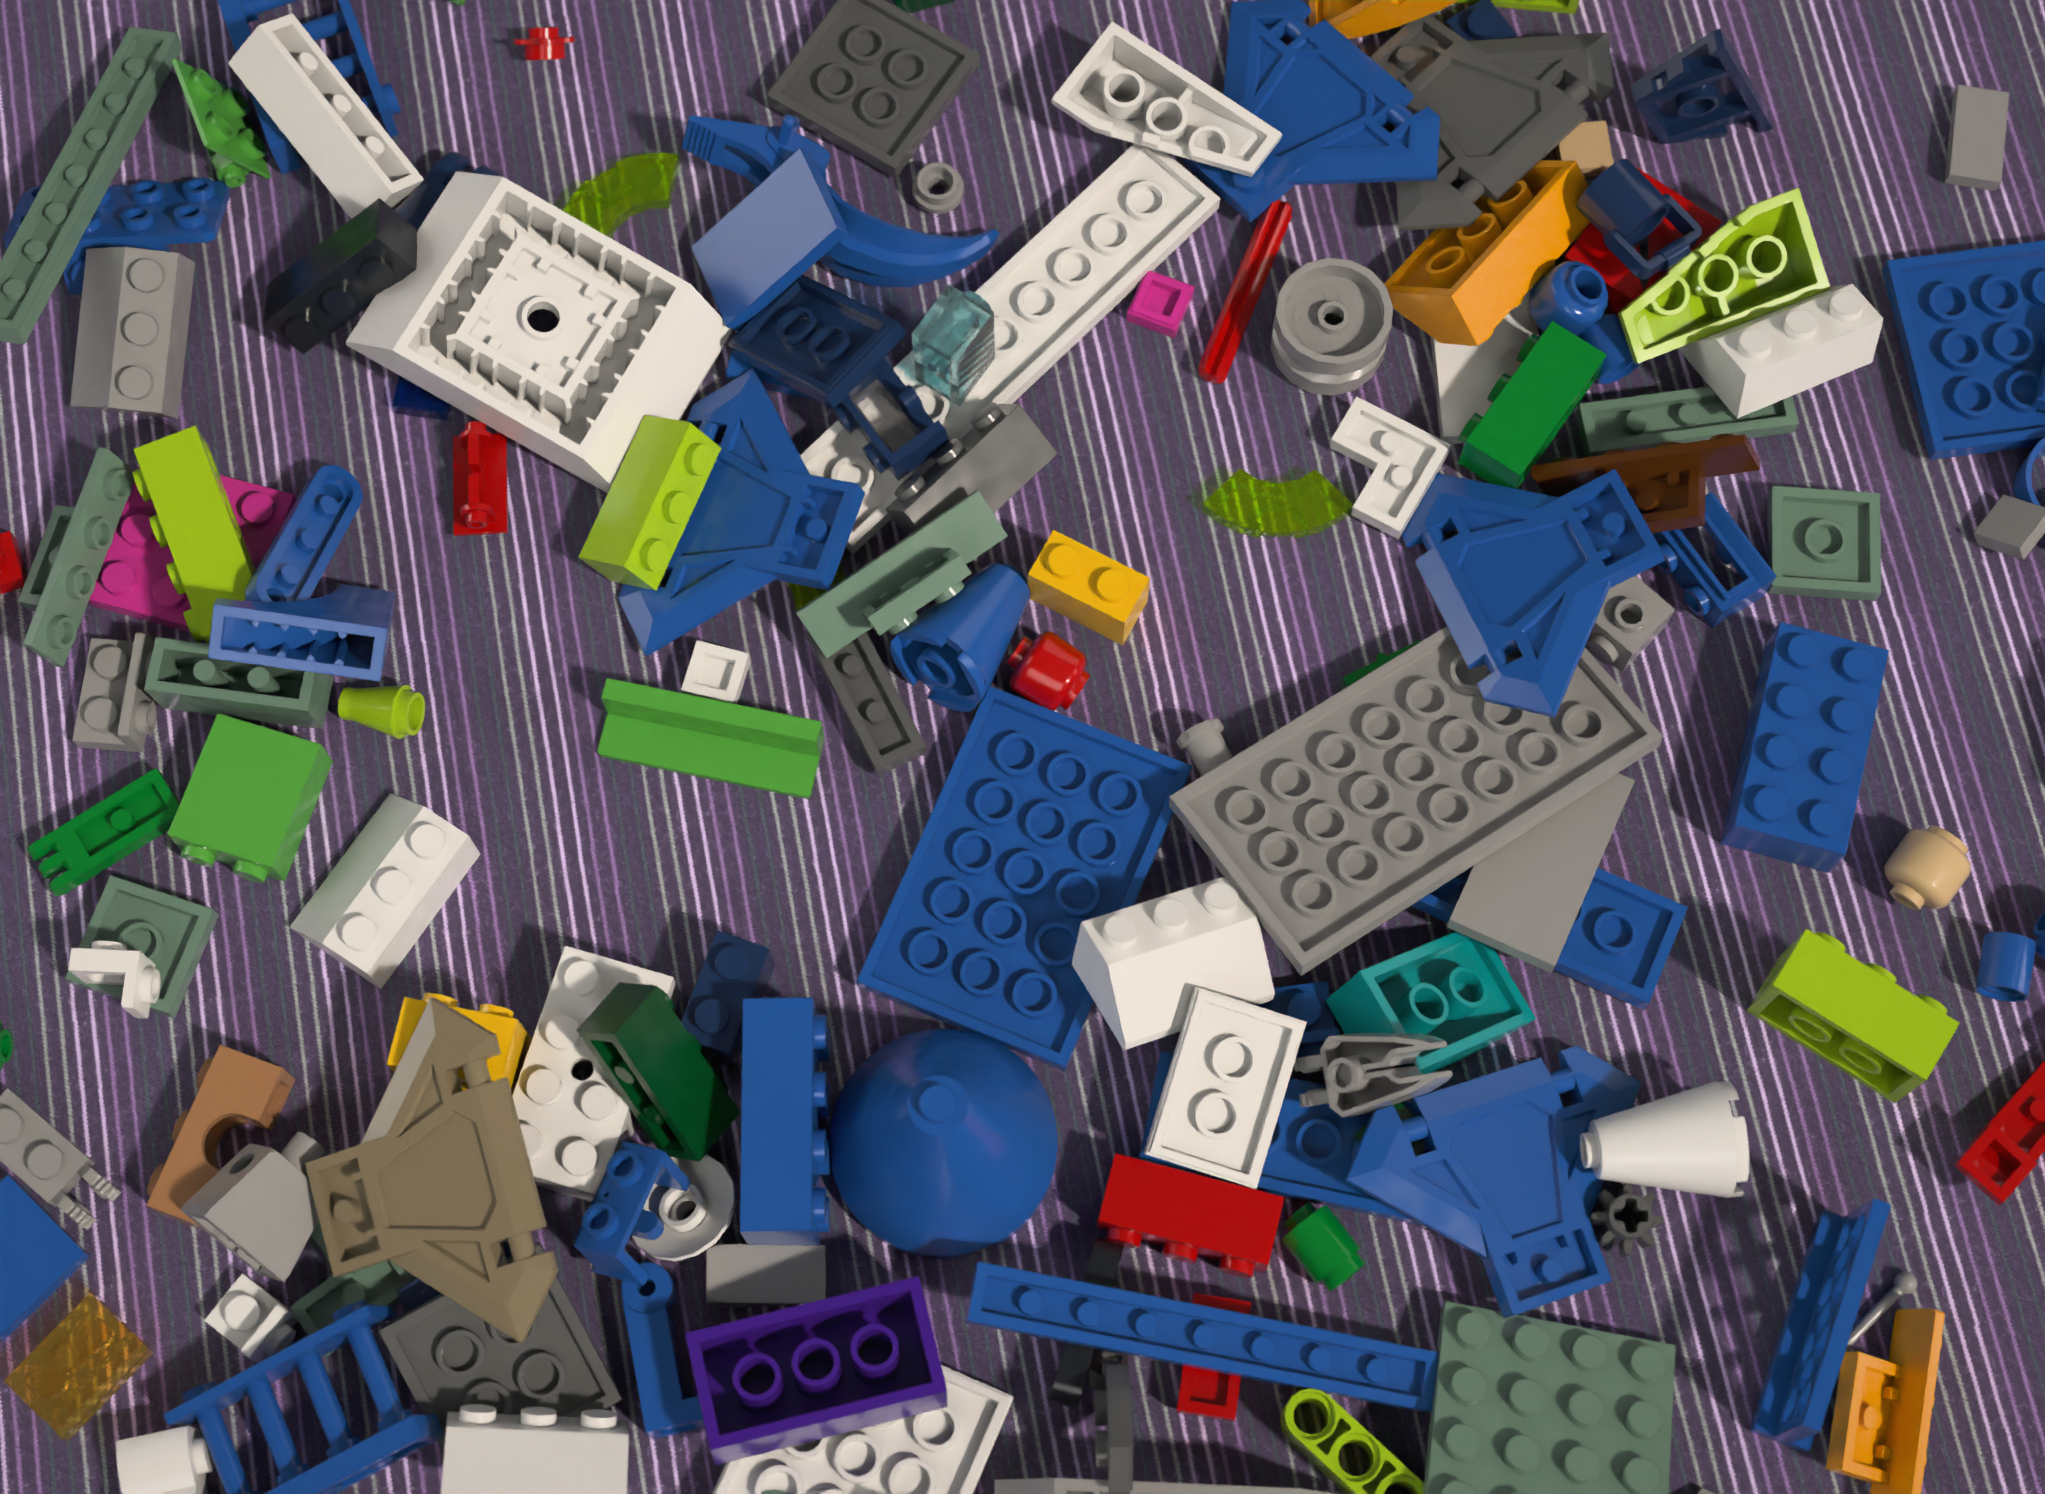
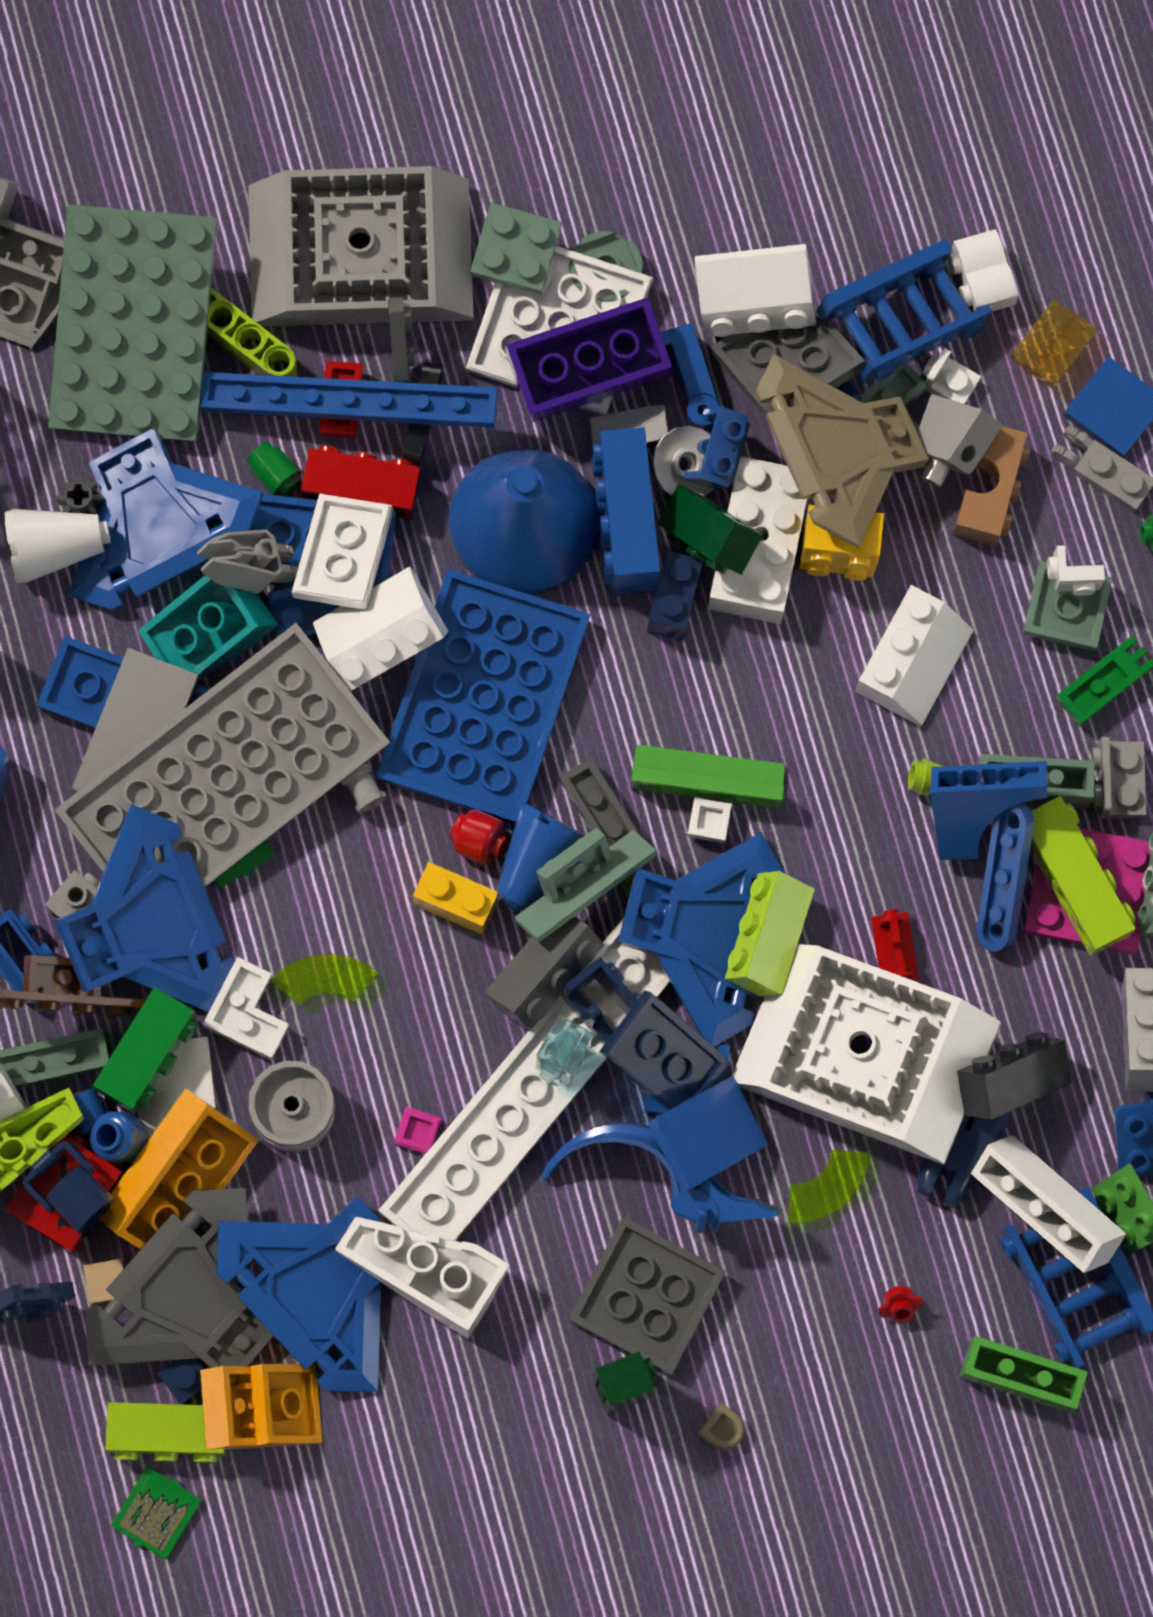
camera: 170 degrees right, 5 degrees up
(249, 799) = (1013, 706): bright green brick -> none
(938, 175) = (595, 1199): light grey plate -> none
(1244, 292) = (356, 1143): red axle -> none

